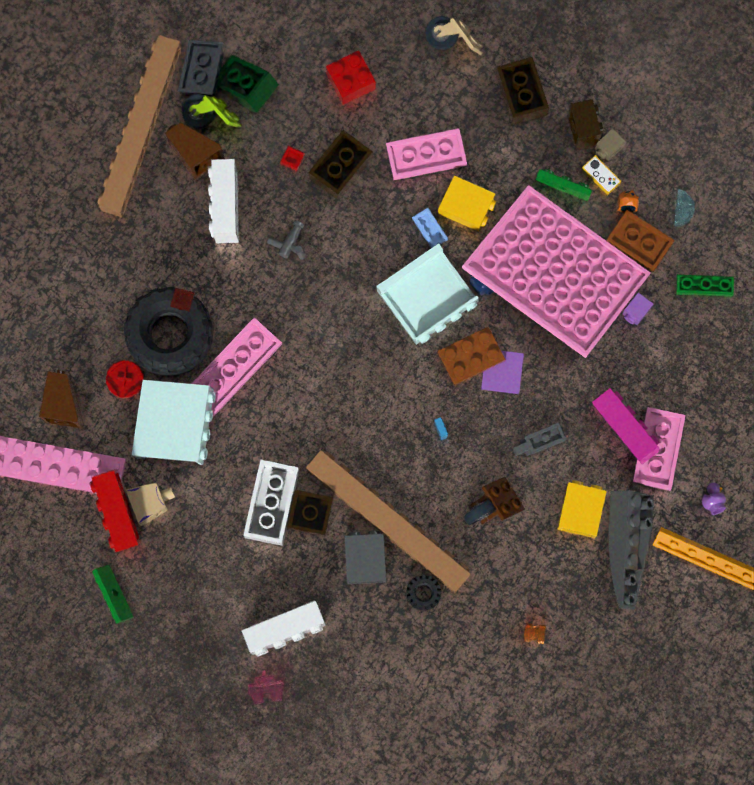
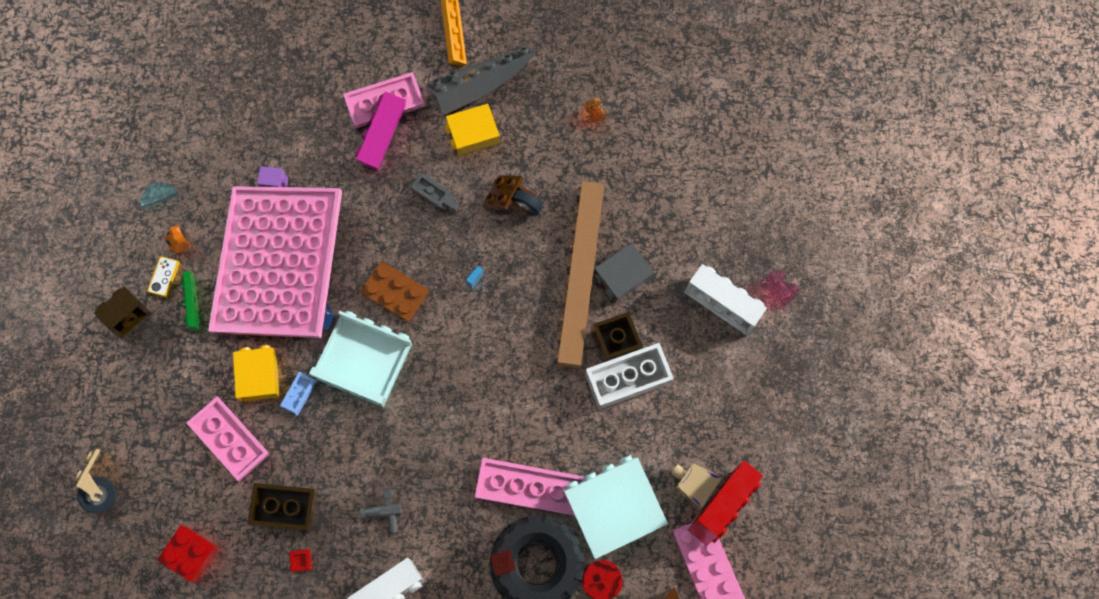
camera: 130 degrees left, 5 degrees down
(112, 594) = (793, 463): green tile -> none
(423, 604) = (622, 201): black tyre -> none
(506, 375) = (395, 254): medium lavender sticker -> none
(522, 90) = (117, 387): dark brown brick -> none
(609, 145) = (132, 281): dark tan brick -> none
(640, 241) = (207, 211): dark orange plate -> none
(693, 285) = (223, 149): green tile -> none
(715, 500) = (402, 34): medium lavender animal -> none

